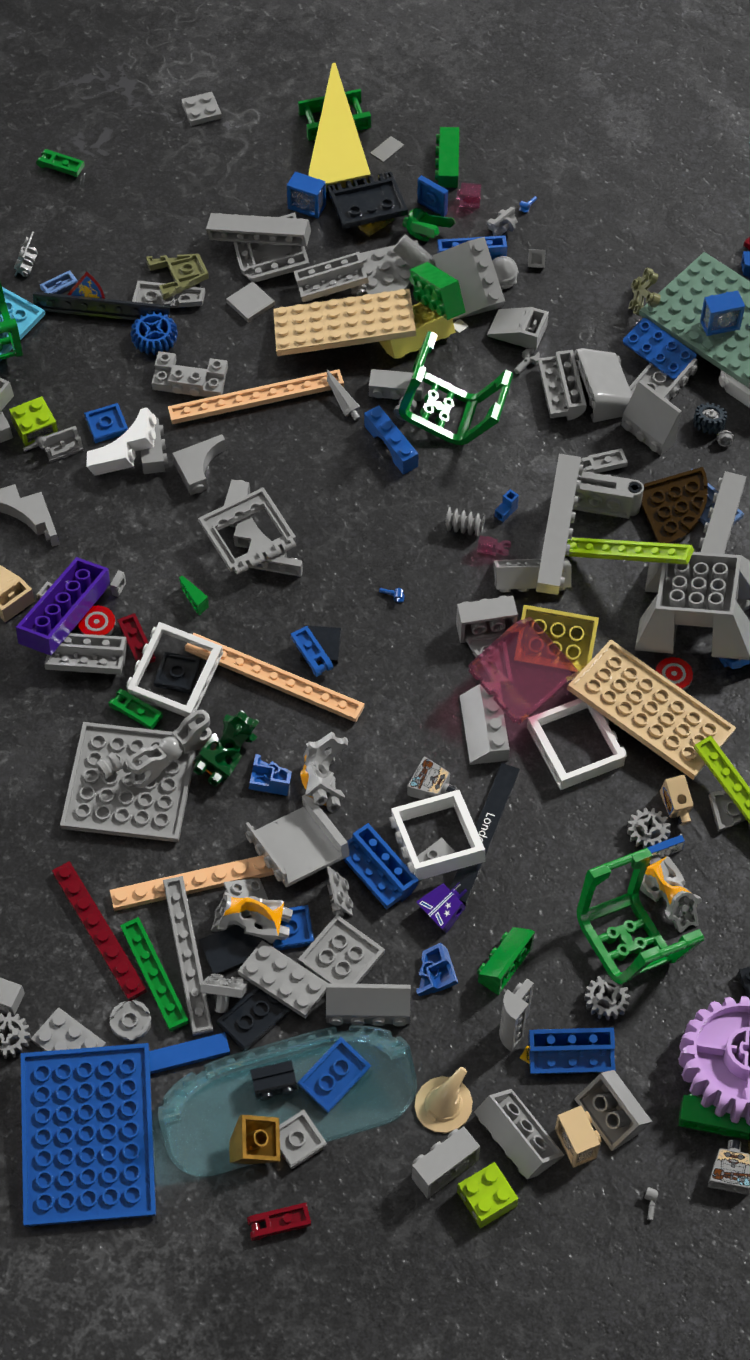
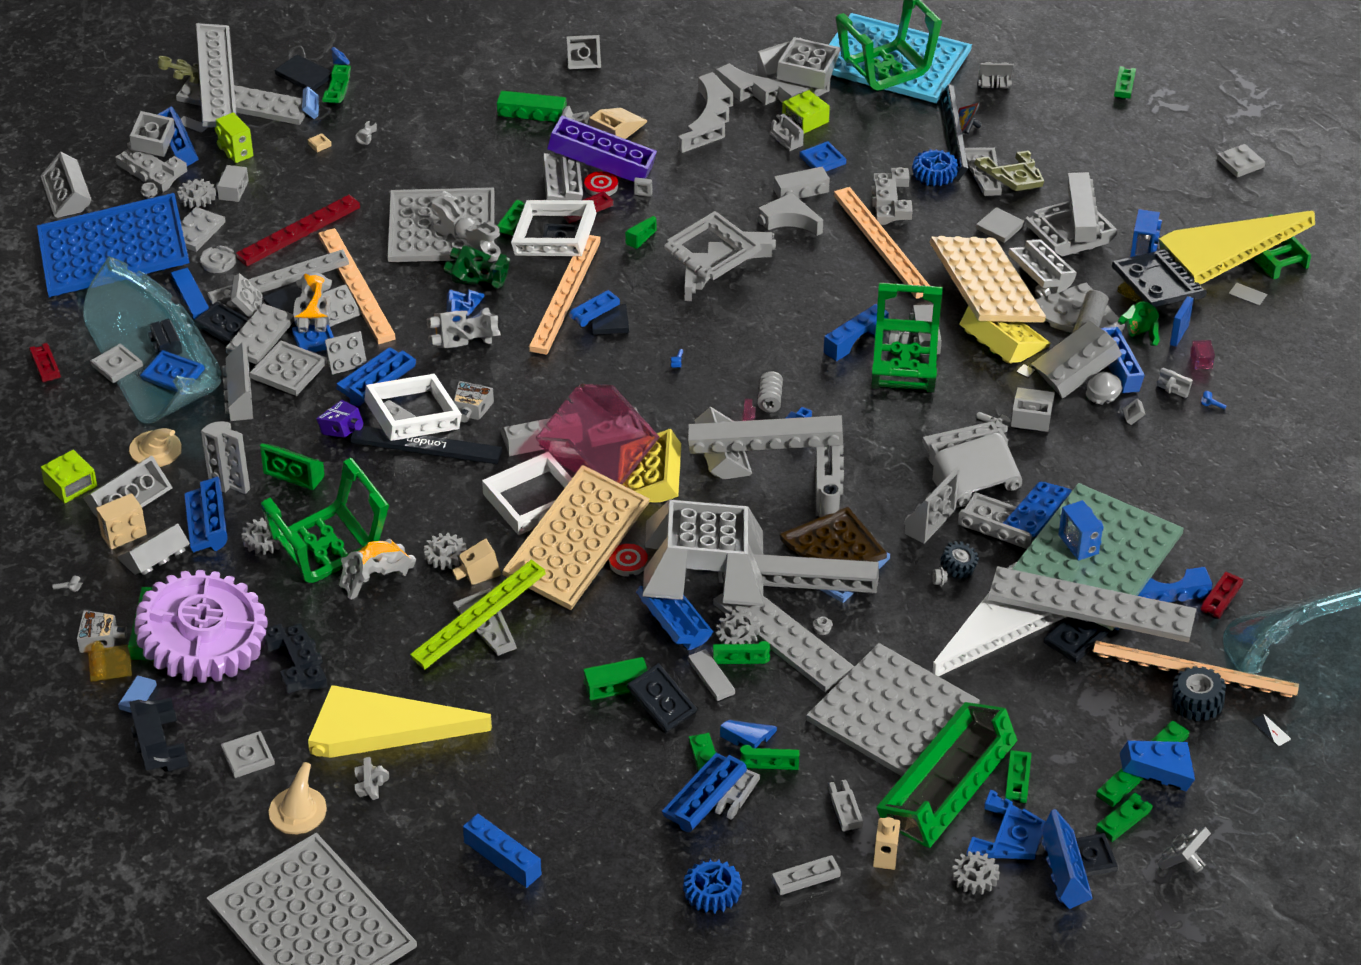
camera: 80 degrees right, 15 degrees down
(61, 286) = (983, 109): medium blue tile -> none
(121, 452) = (797, 164): white arch -> none
(154, 974) = (261, 262): green plate -> none
(255, 1140) = (108, 331): pearl gold slope -> none
(299, 843) = (387, 320): light grey panel -> none
(344, 399) = (891, 303): light grey bar -> none
(436, 971) = (282, 428): blue slope -> none
(437, 290) = (1040, 327): green brick -> none
(445, 1161) = (94, 442): light grey brick -> none
(448, 157) = (1250, 333): green brick -> none
(485, 616) = (654, 407): light grey brick -> none
(604, 461) = (877, 485): light grey hinge -> none
(630, 550) = (746, 486): lime plate -> none
(640, 290) = (1125, 492): olive plant -> none
(667, 847) = (425, 563): tile -> none

